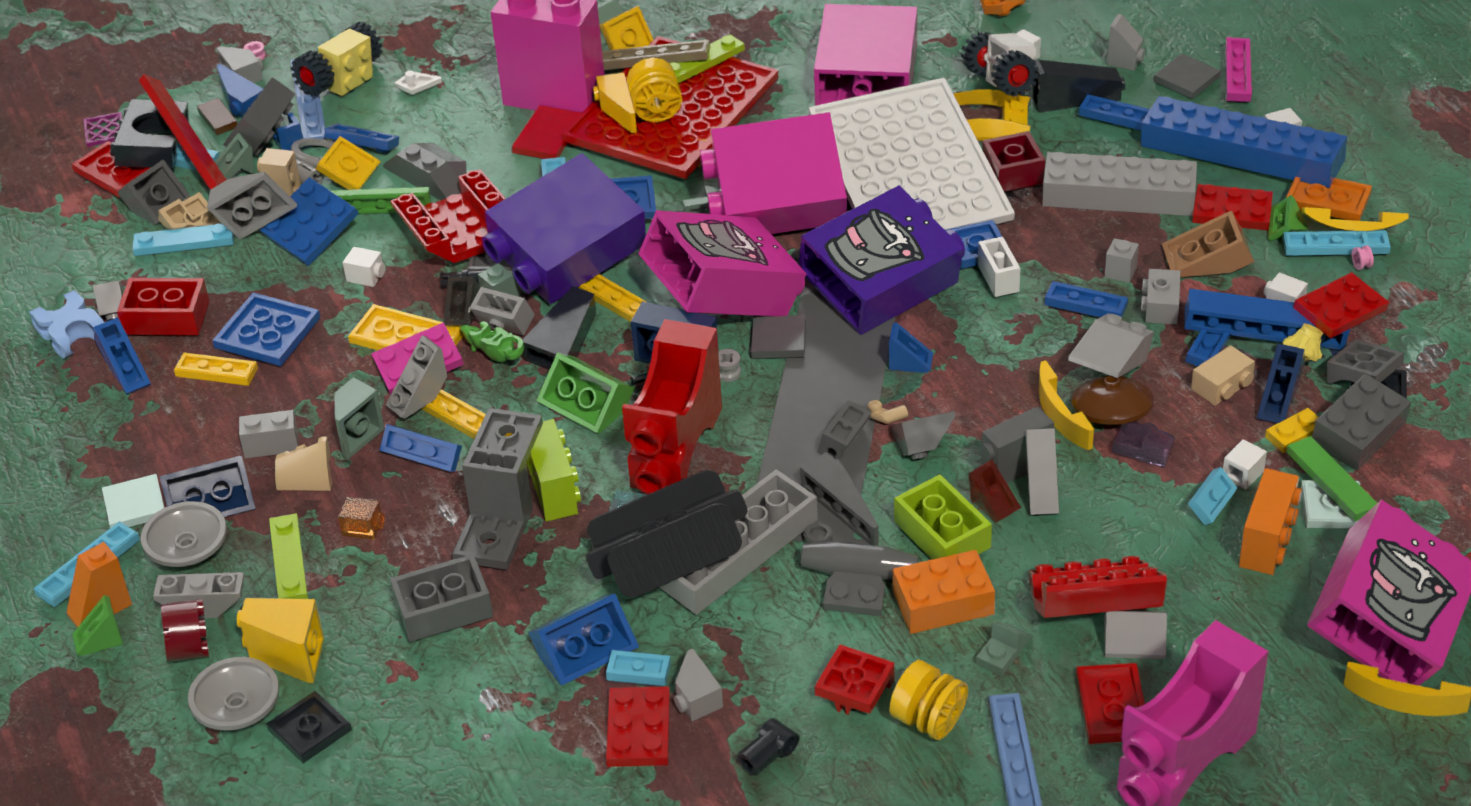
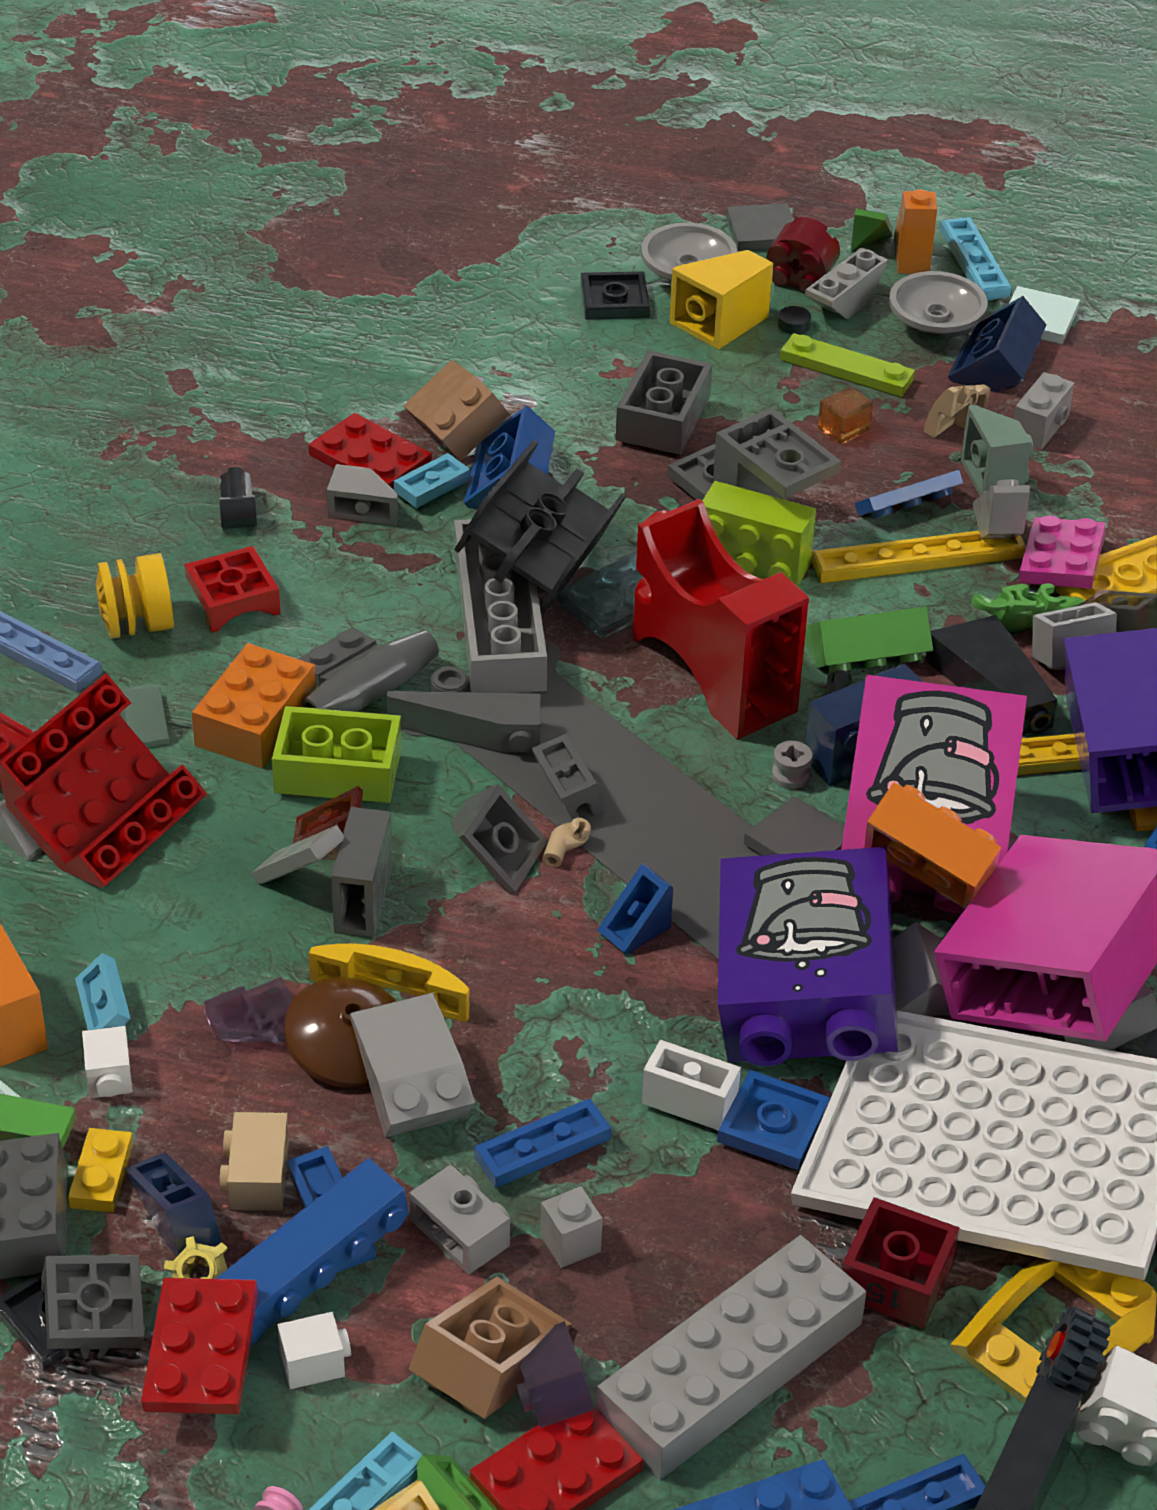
camera: 125 degrees right, 0 degrees up
(135, 701) = (757, 225): none -> dark grey tile
(558, 693) = (457, 409): none -> medium nougat slope
(783, 220) = (932, 844): none -> orange brick
(1203, 208) = (554, 1379): none -> clear purple slope

